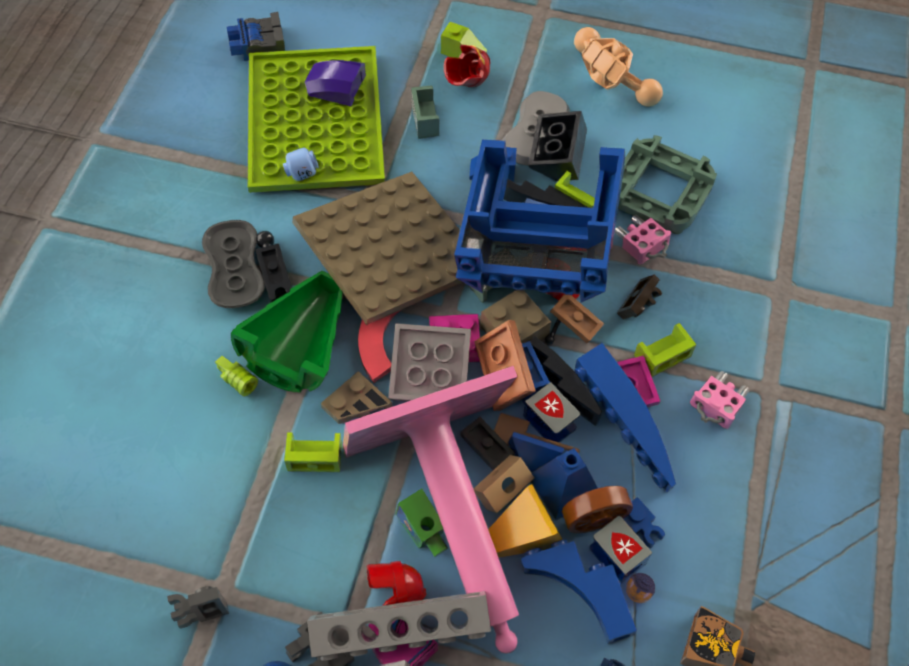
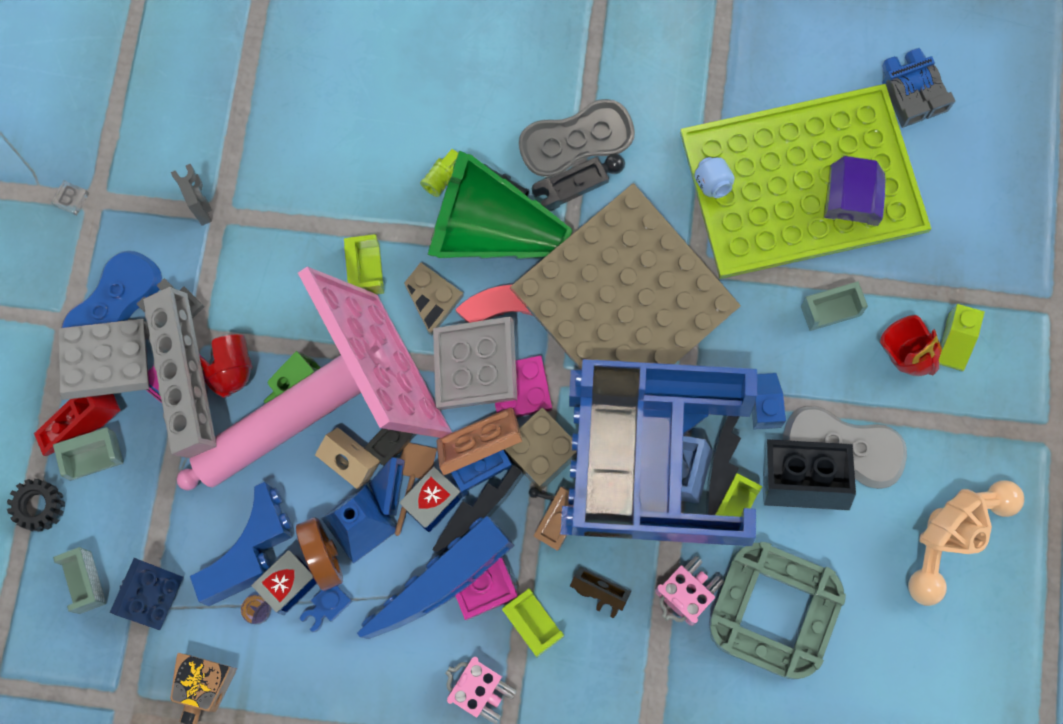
camera: 90 degrees right, 15 degrees up
(524, 526) = (300, 486): yellow slope -> none

